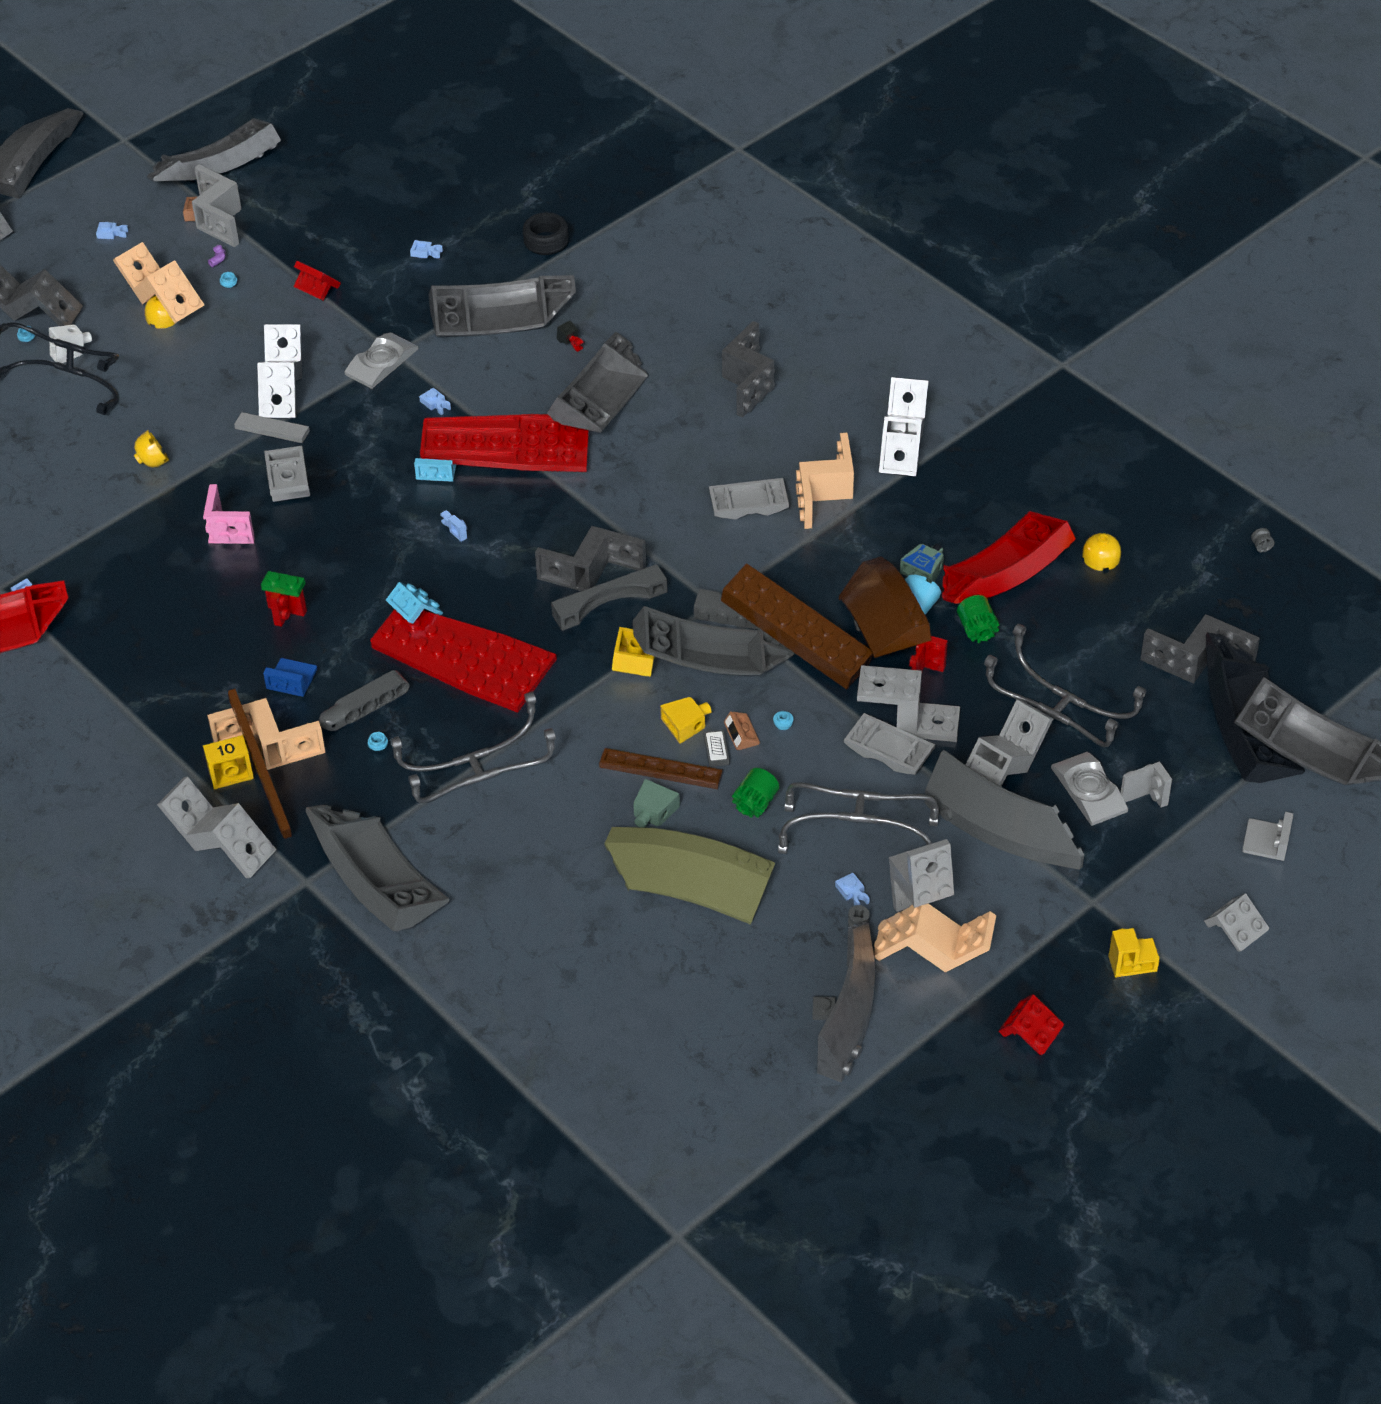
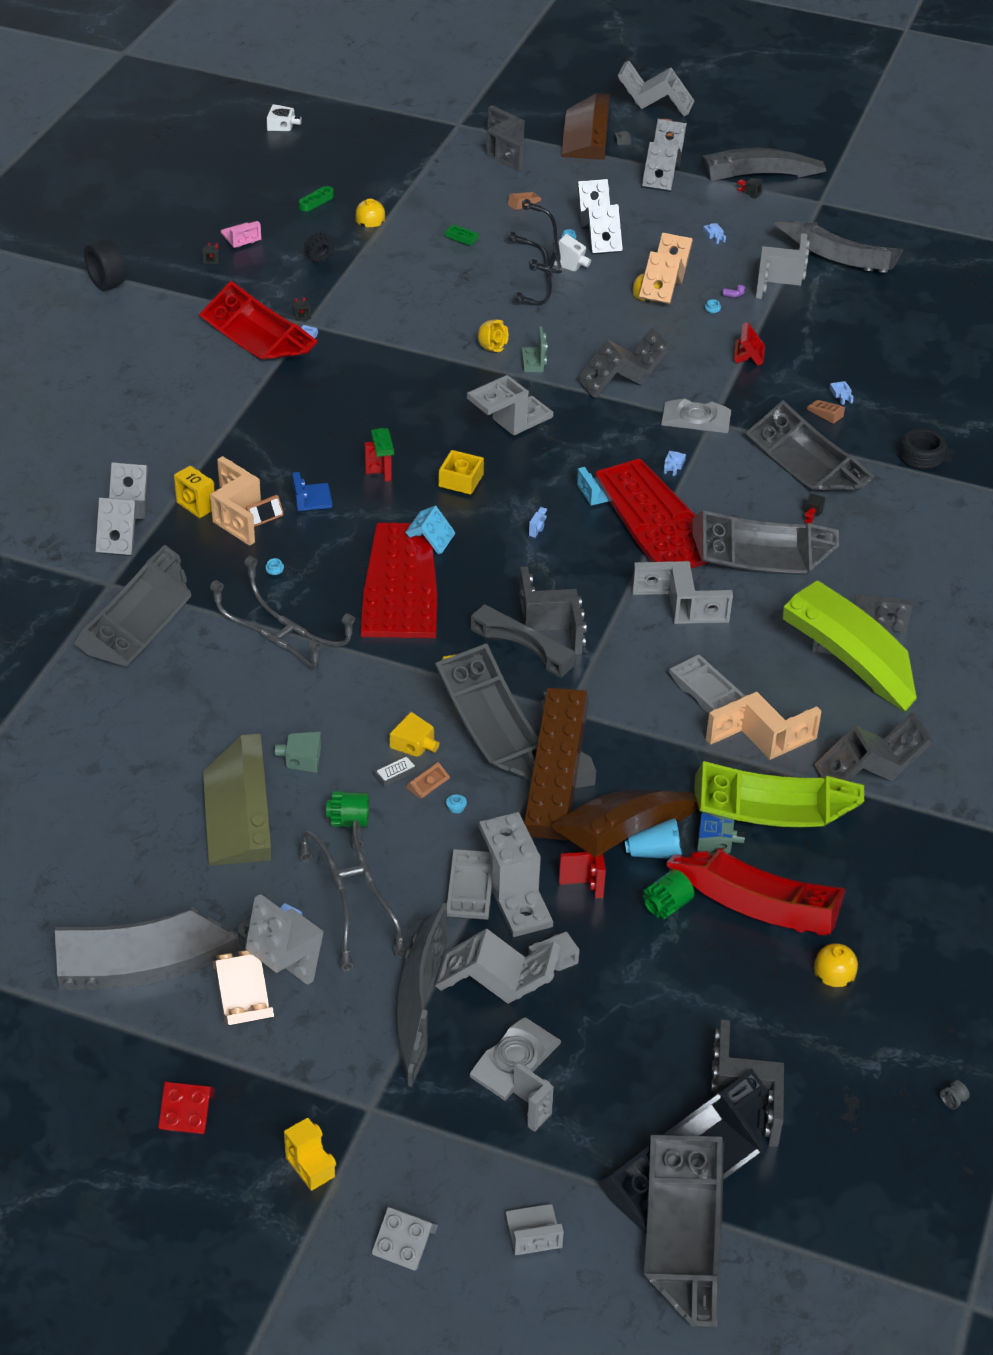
camera: 60 degrees right, 5 degrees down
(65, 172) = (752, 187): none -> pearl dark grey piece
(205, 429) = (534, 357): none -> sand green bracket
(219, 522) = (441, 398): bright pink bracket -> none
(259, 764) = (195, 503): reddish brown tile -> none
(272, 427) = (571, 388): light grey tile -> none
(289, 716) = (266, 510): none -> slope
(347, 550) = (461, 472): none -> yellow brick
(364, 700) = (311, 543): dark grey piece -> none
(446, 269) = (827, 411): none -> nougat slope
(627, 463) = (686, 603): none -> light grey bracket
(661, 768) = (351, 745): reddish brown tile -> none
(770, 377) = (855, 641): none -> lime slope
(912, 510) = (774, 798): none -> lime slope
(995, 714) = (568, 950): none -> light grey slope
(1067, 697) = (629, 1039): flat silver bar -> none

